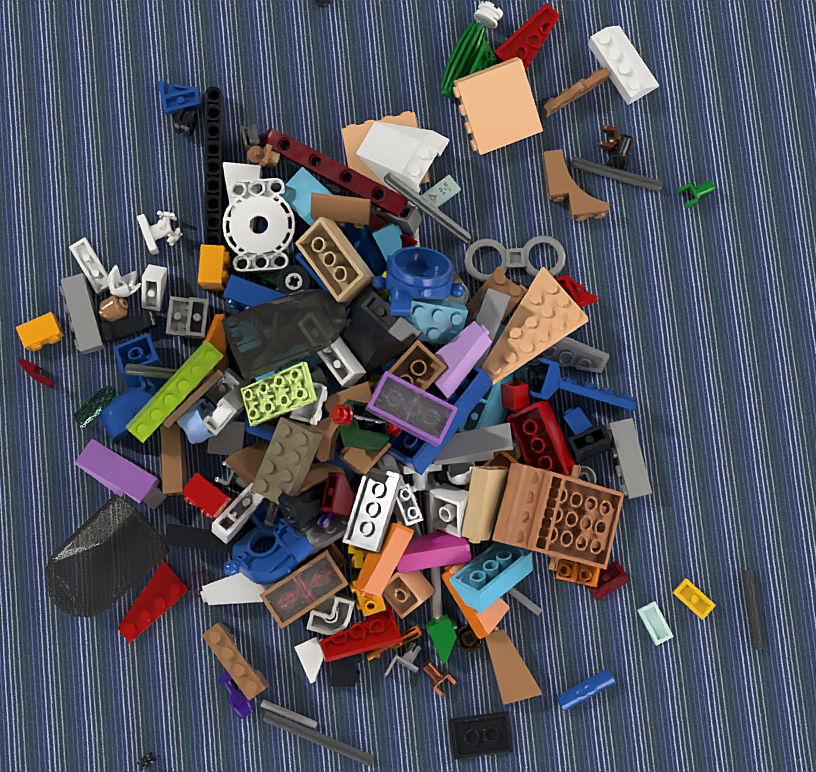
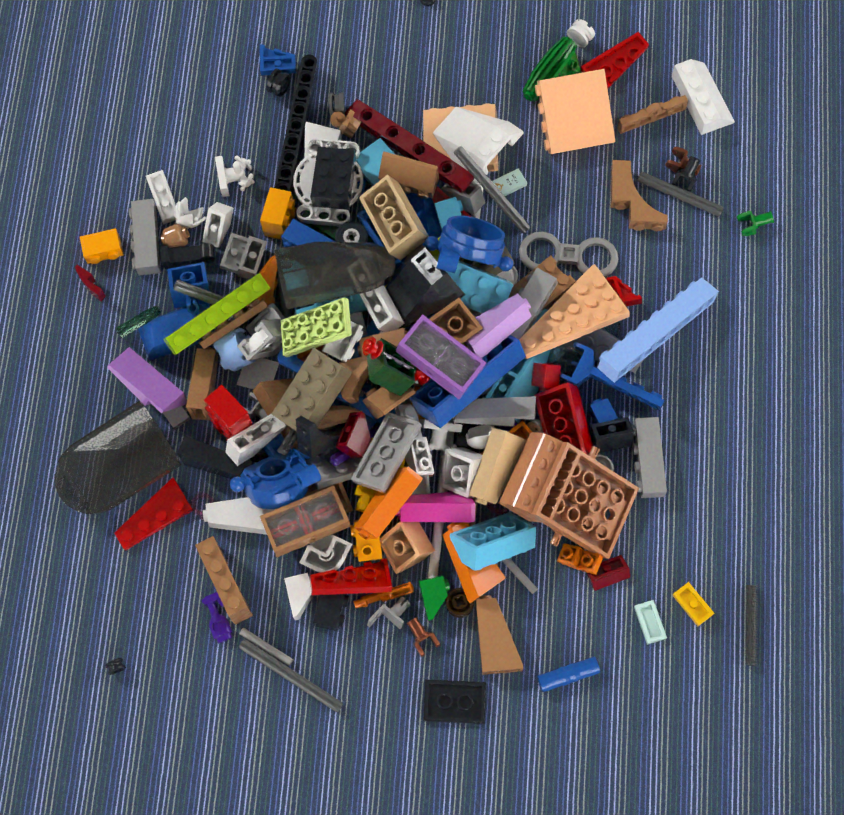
camera: 10 degrees right, 10 degrees down
(264, 223) = (333, 178): none -> black brick
(617, 329) = (657, 329): none -> light blue brick

